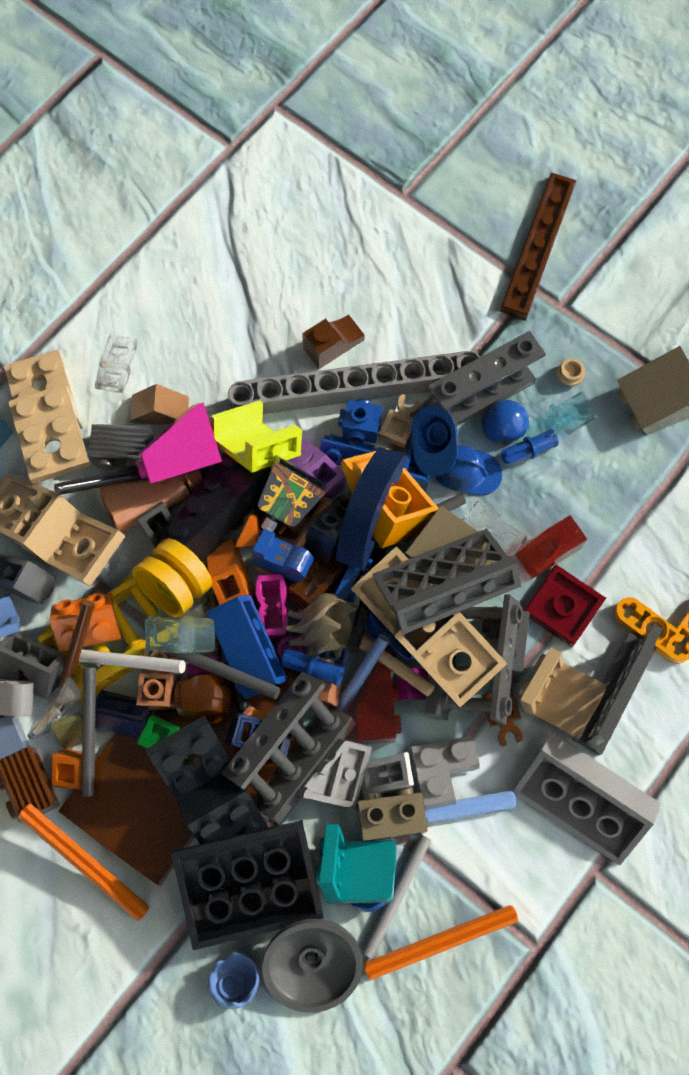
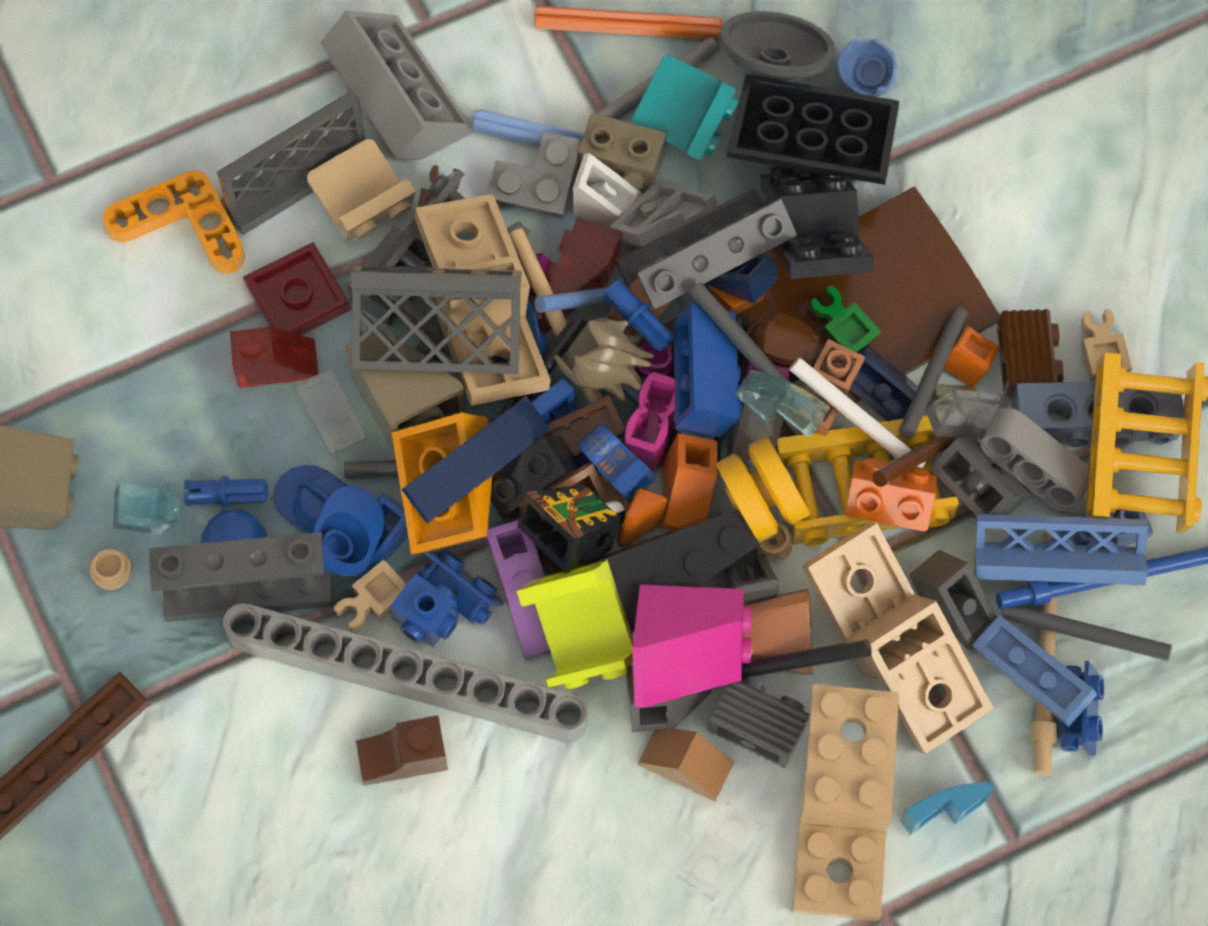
camera: 155 degrees left, 5 degrees down
(83, 862) = (990, 243): orange axle -> none

